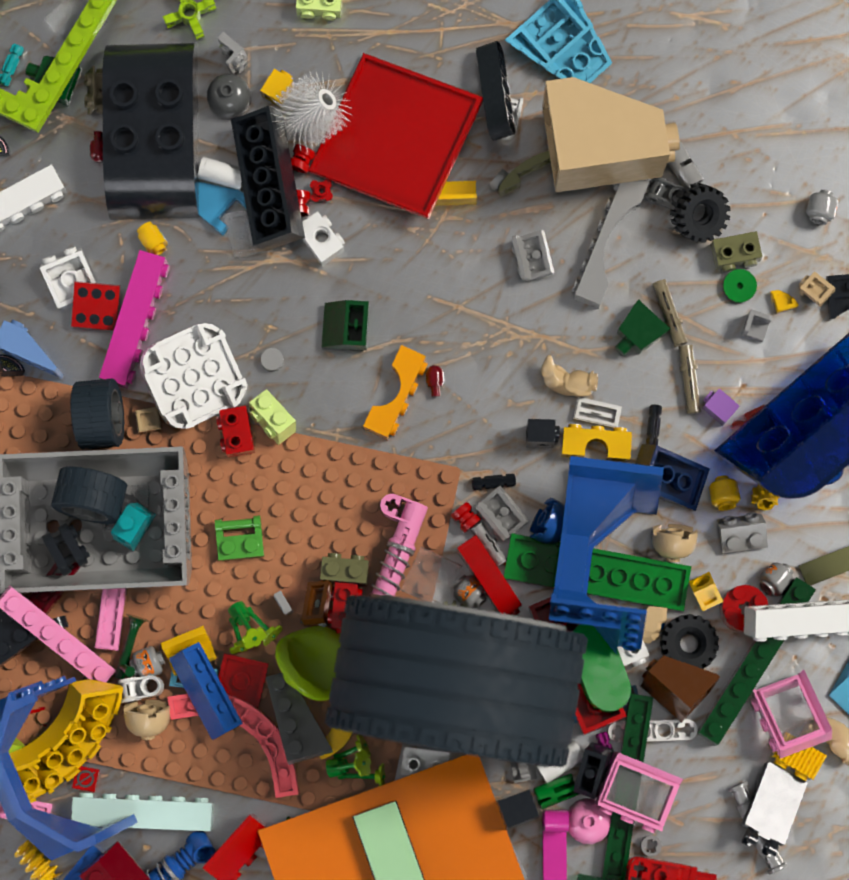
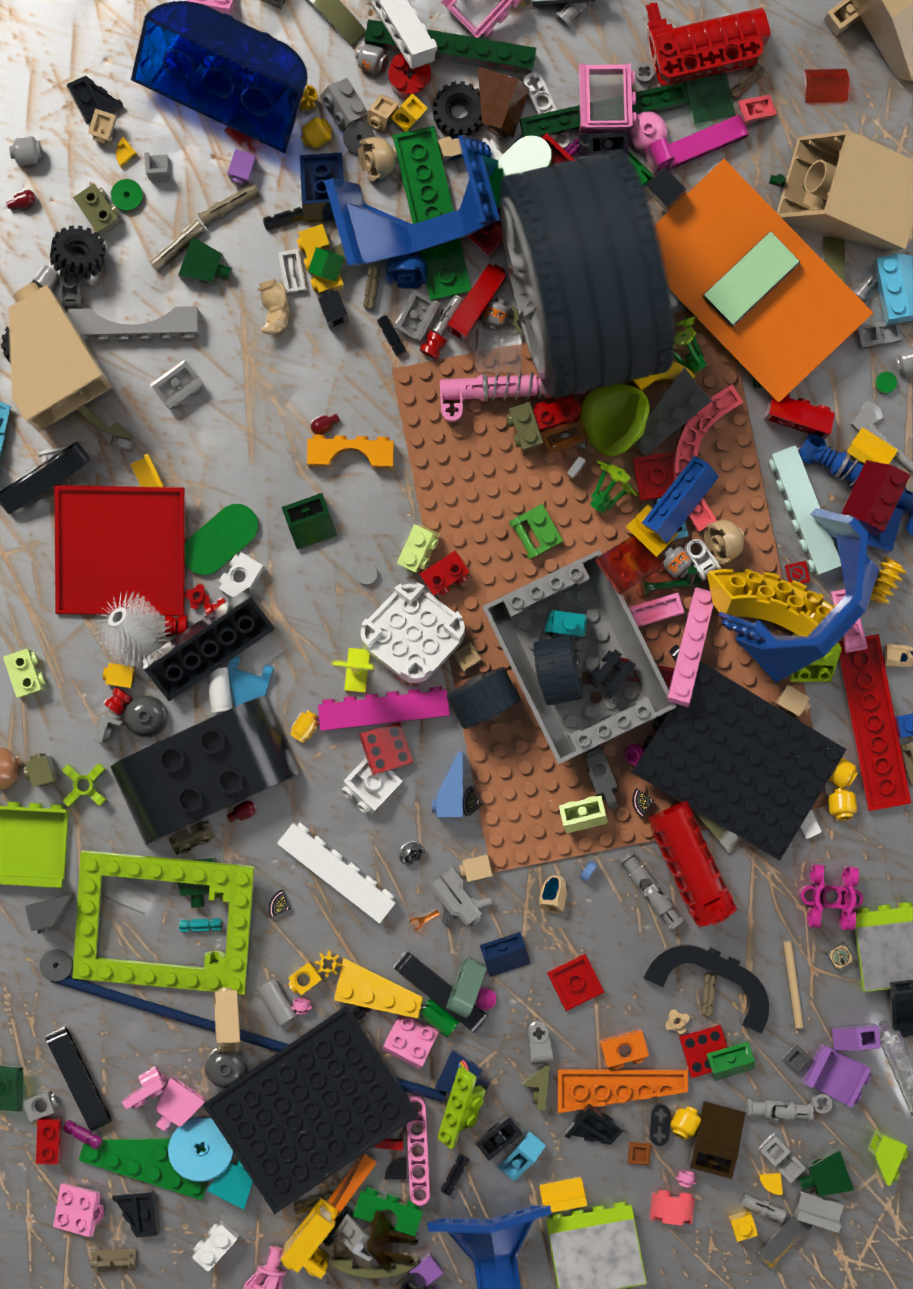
camera: 120 degrees left, 5 degrees up
(160, 608) = (628, 564): none -> clear red container
(175, 306) = (357, 669): none -> neon yellow piece
(253, 74) = (118, 700): none -> red wheel
(366, 236) = (220, 539): none -> green tile
(548, 482) = (371, 288): none -> dark tan axle
(588, 443) = (326, 264): none -> green panel
(707, 532) = (354, 133): none -> dark grey piece
(718, 565) = (381, 112): none -> tan bracket
(776, 184) = (22, 200): none -> dark red cylinder

